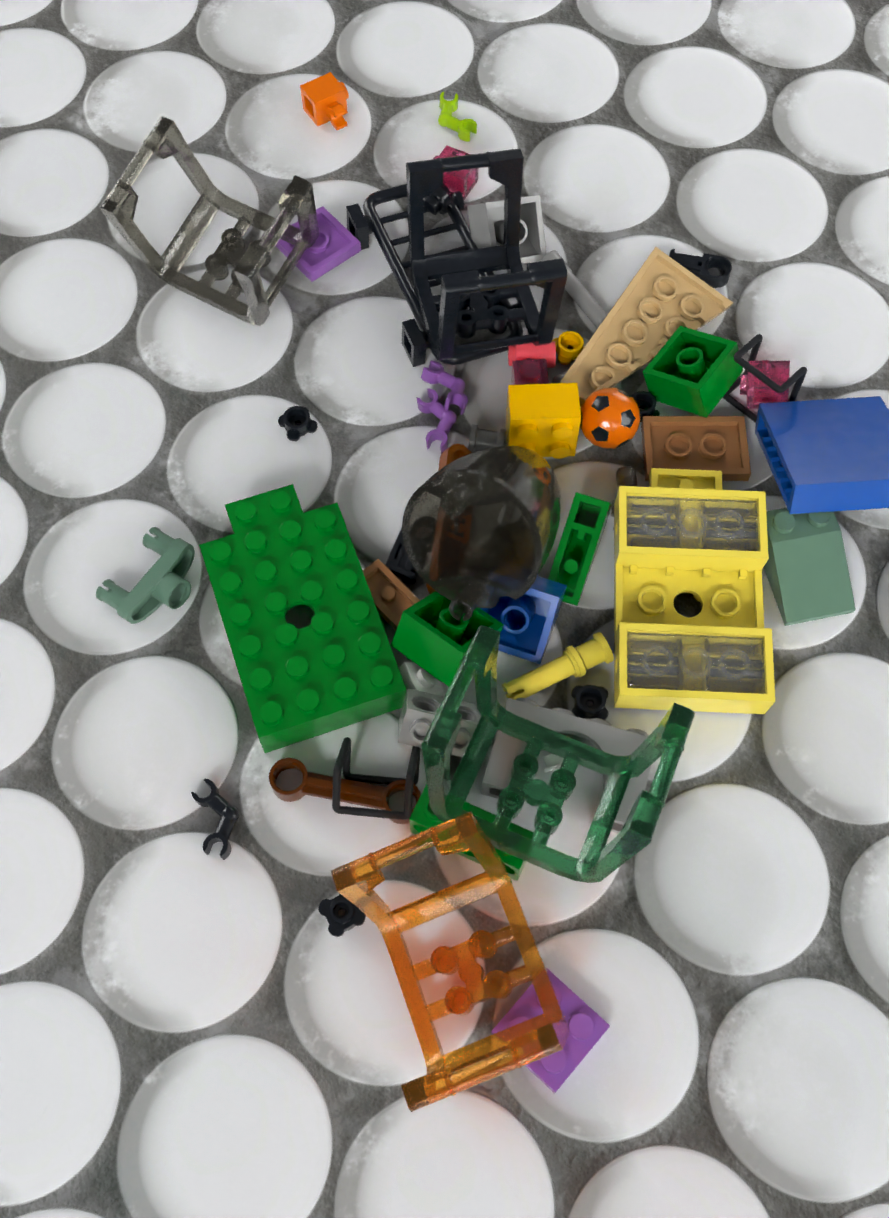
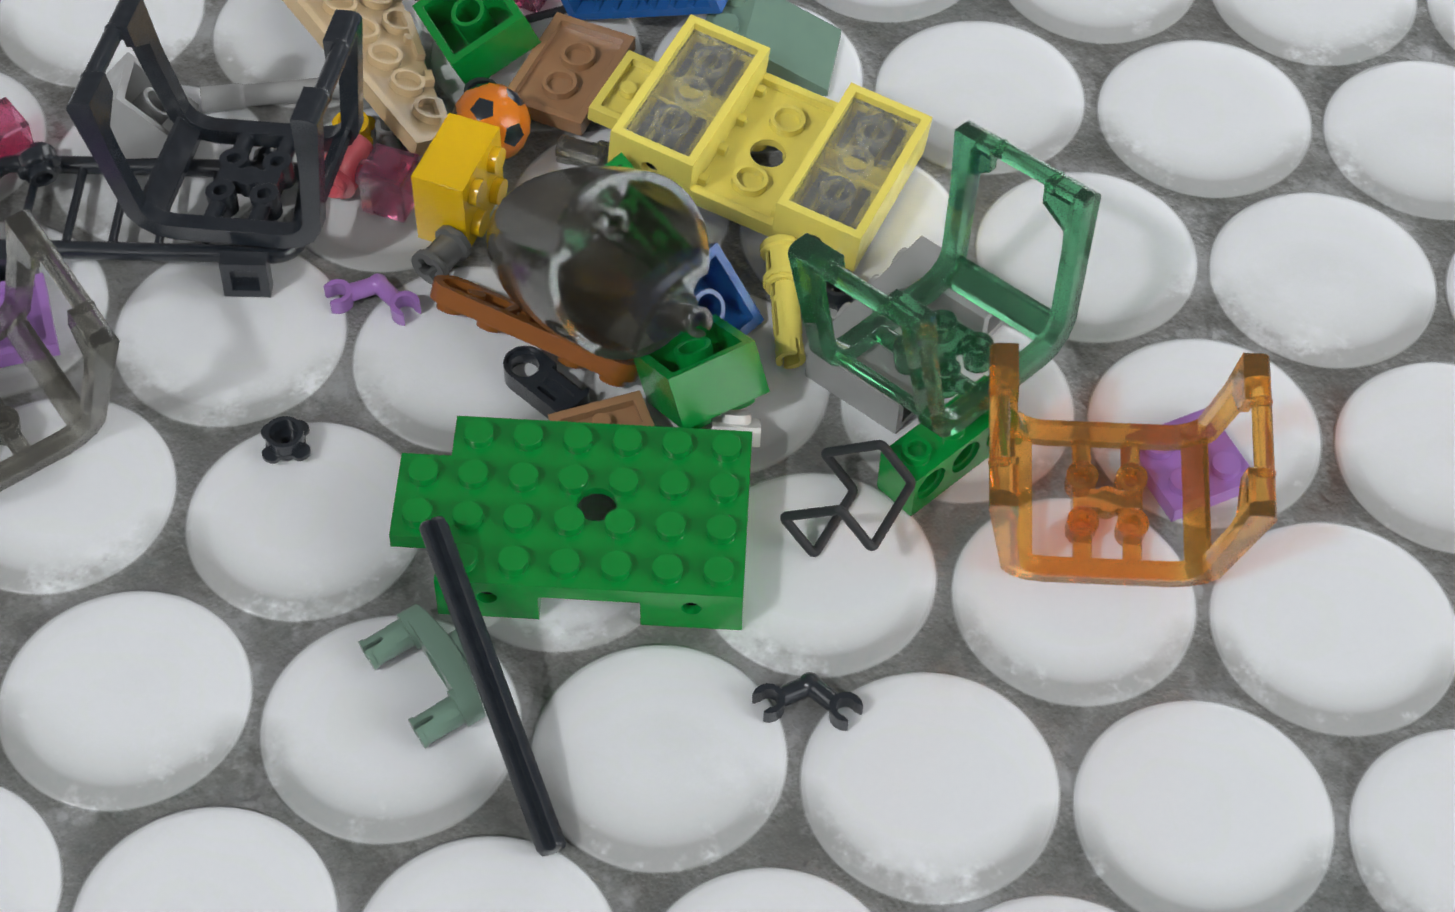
camera: 70 degrees left, 10 degrees down
(134, 612) = (492, 687): none -> black axle
(337, 923) = (984, 618): black plate -> none
(351, 791) = (830, 560): reddish brown piece -> none
(419, 712) = (807, 420): light grey brick -> none
(436, 374) = (305, 272): medium lavender arm -> none

